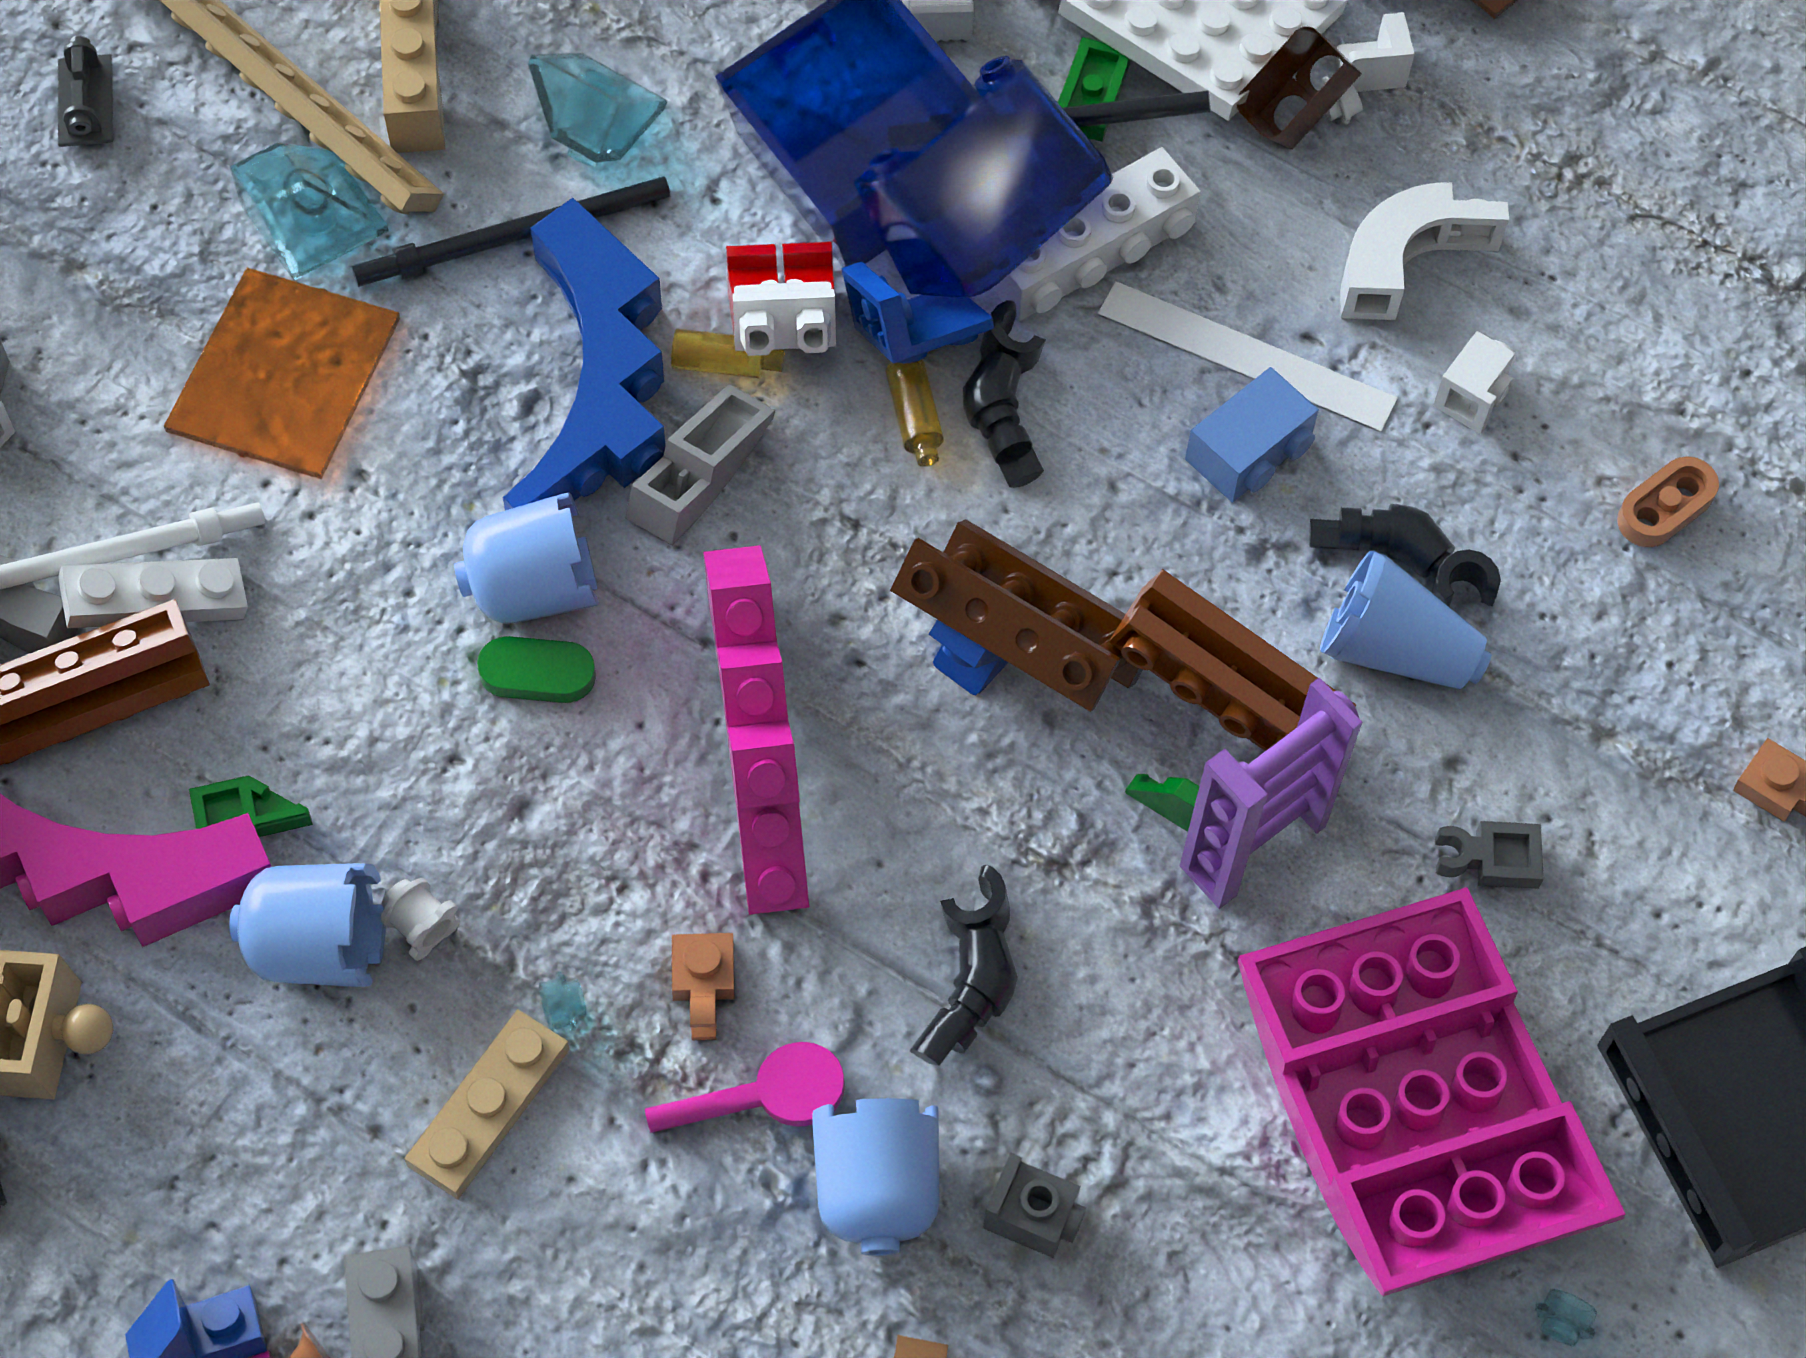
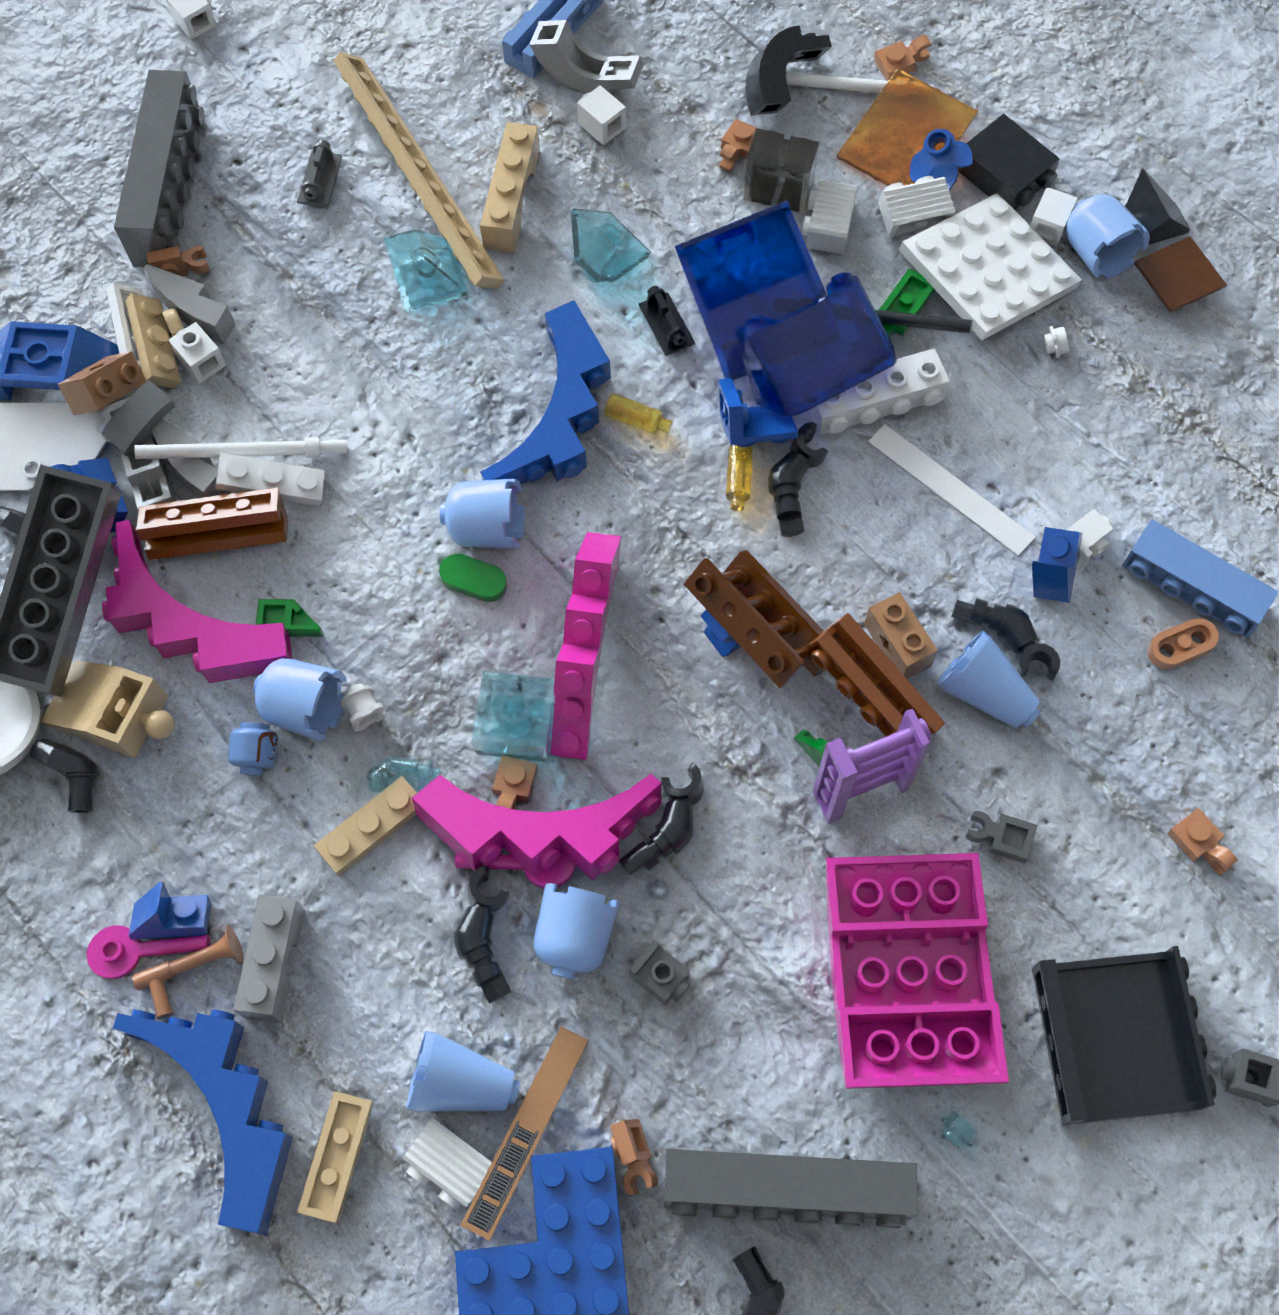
camera: 20 degrees right, 5 degrees up
(255, 1028) = (252, 748): none -> medium blue head
(282, 373) = (383, 366): clear orange piece -> none
(410, 260) = (473, 315): black bar -> none
(492, 1003) = (388, 768): none -> clear light blue arm
(679, 865) = (514, 716): none -> clear light blue brick
(698, 464) = (601, 477): light grey slope -> none
(715, 1229) = (474, 941): none -> black piece
(724, 200) = (665, 321): none -> black hinge
(768, 1049) = (535, 839): none -> dark pink arch
(784, 314) = (675, 400): white hips -> none
(1247, 587) = (900, 635): none -> medium nougat brick
(1252, 435) = (936, 540): medium blue brick -> none
(1277, 82) = (1019, 322): reddish brown piece -> none
(1384, 61) = (1089, 324): white panel -> none
(1407, 226) = (1068, 433): white arch -> none
(1447, 428) = (1057, 564): none -> blue slope
(1663, 399) = (1200, 579): none -> medium blue brick

